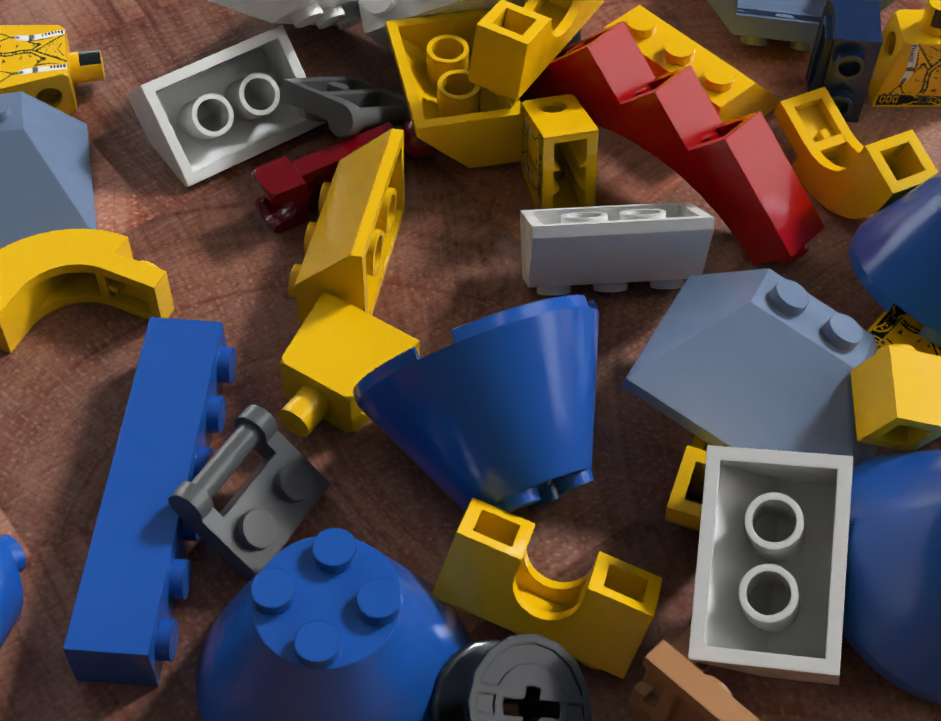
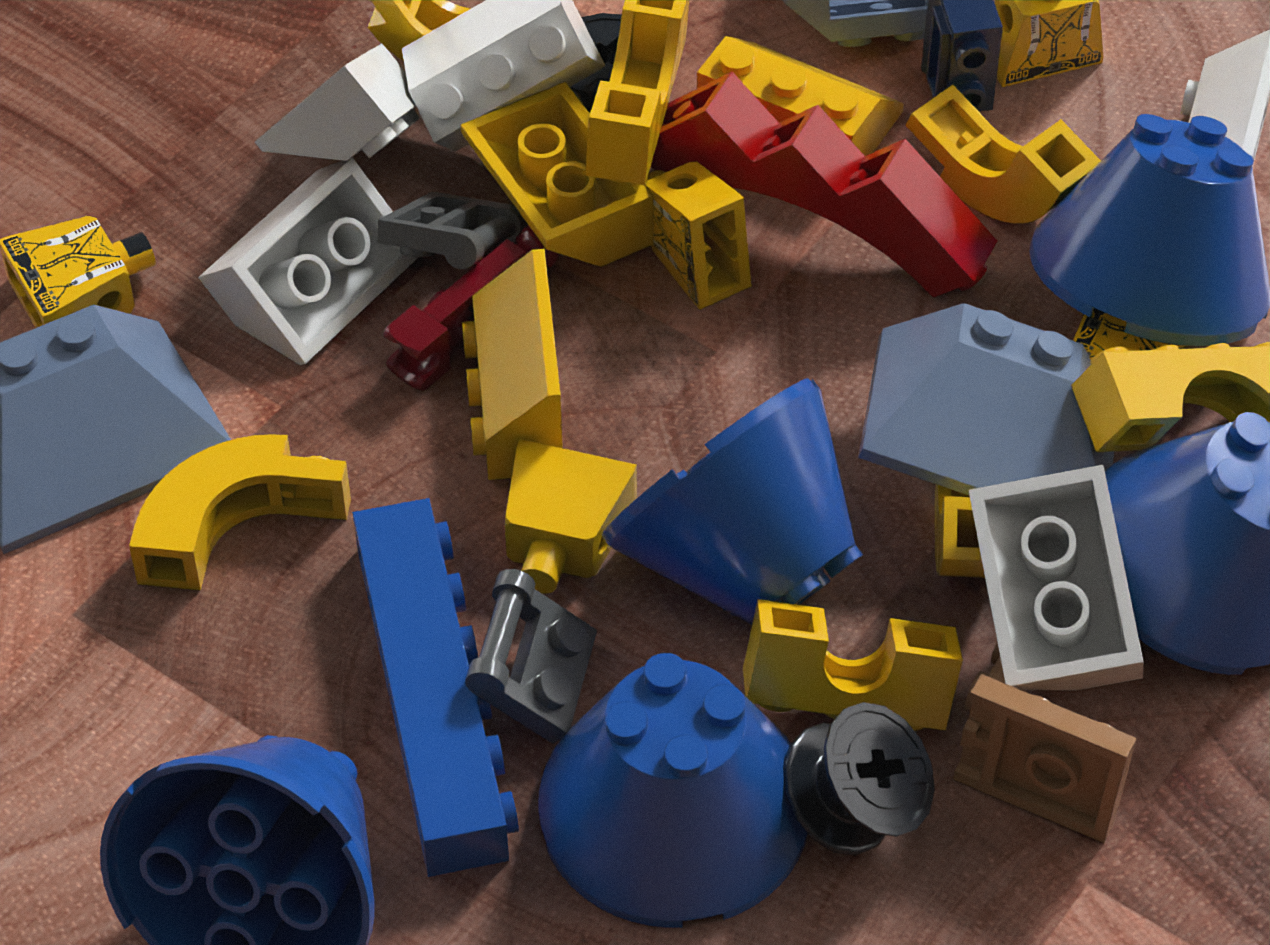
camera: 15 degrees left, 0 degrees up
(613, 246) = (791, 315): white slope -> none

